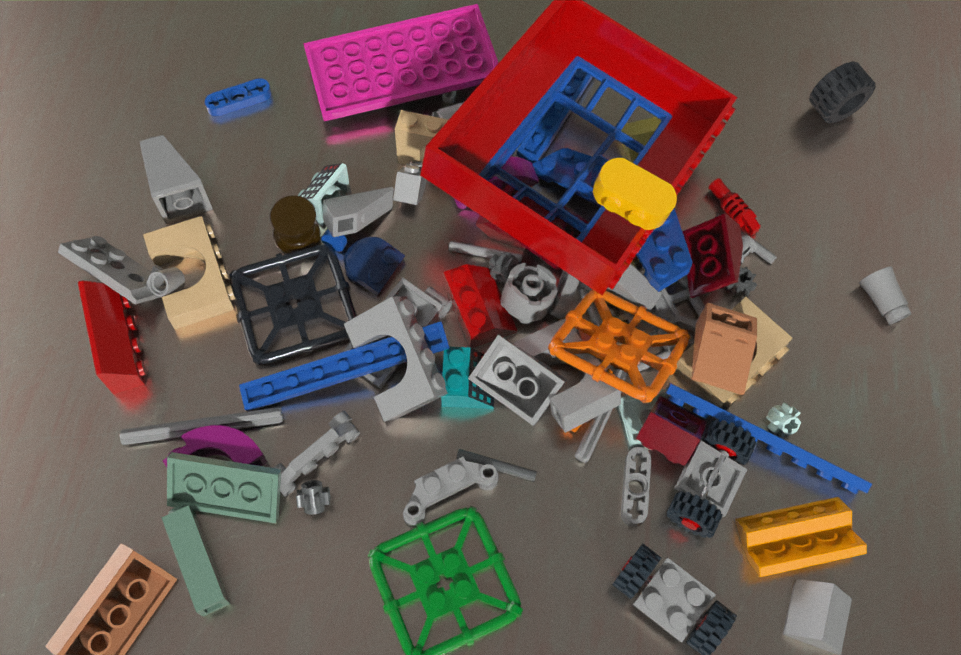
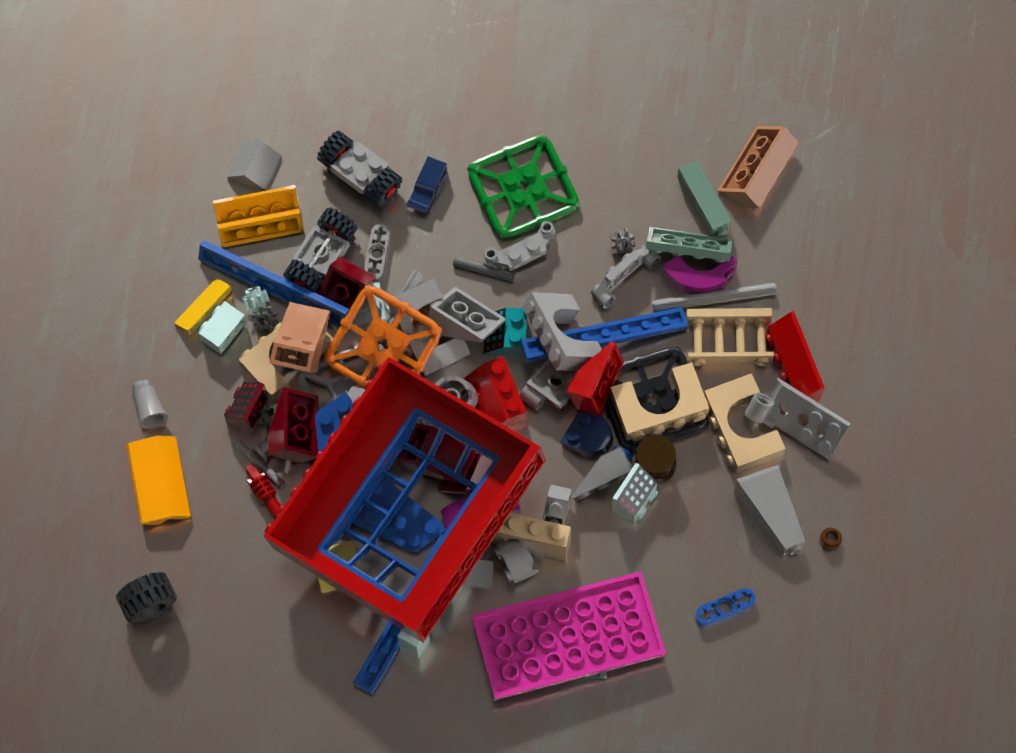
camera: 175 degrees left, 5 degrees up
(108, 156) = (831, 532): none -> reddish brown plate
(200, 395) = (739, 318): none -> tan fence
(250, 277) = (638, 422): none -> tan arch
(366, 289) = (594, 380): none -> red slope
(577, 581) = (427, 184): none -> dark blue piece
(634, 193) = (370, 415): yellow brick -> none
(766, 394) = (260, 320): none -> dark grey gear
(774, 285) = (244, 410): none -> dark red slope
(819, 382) = (222, 327): none -> light aqua brick
(846, 417) = (203, 306): none -> yellow slope
(854, 217) = (158, 480): none -> light orange slope

